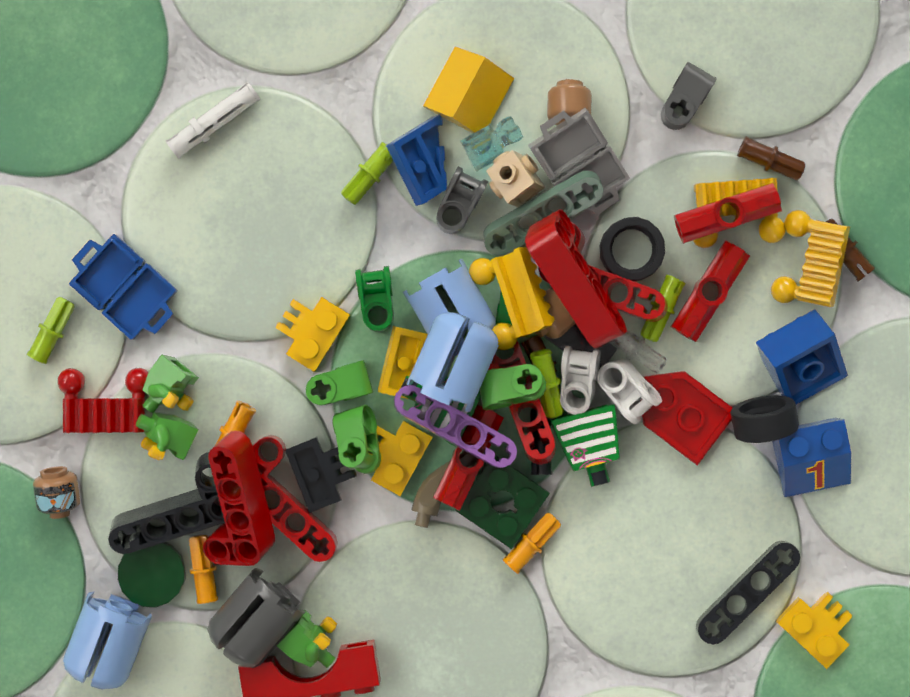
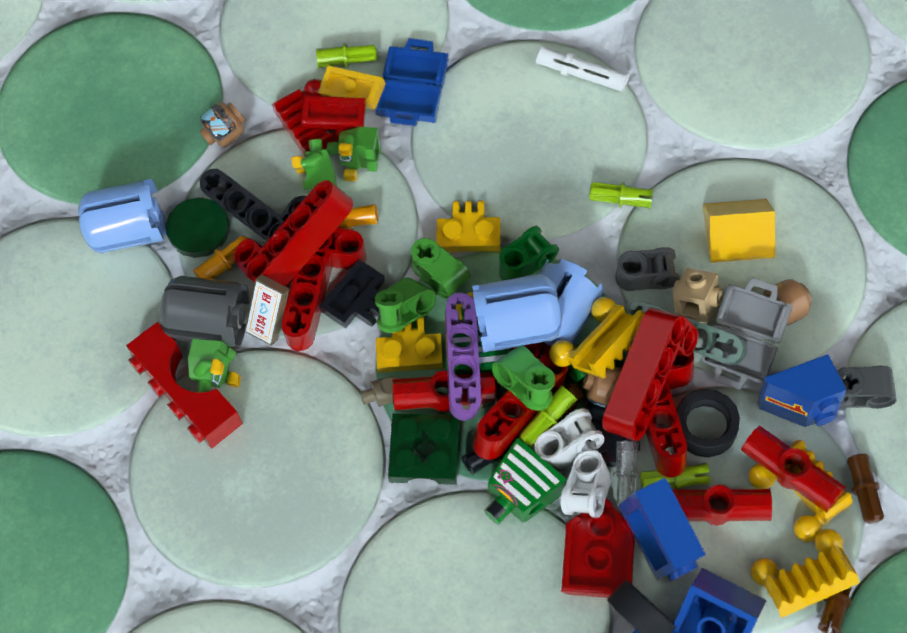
camera: 65 degrees right, 25 degrees down
(98, 353) = (353, 84): none -> yellow hinge
(118, 385) = (333, 112): none -> red plate
(288, 563) = (266, 310): none -> tile
(421, 160) = (660, 220): blue wing -> none
(487, 144) = (709, 259): clear light blue plate -> none
(532, 542) = (404, 494): light orange axle -> none
(668, 149) = (804, 393): none -> blue slope
(711, 357) = (662, 530): none -> blue window

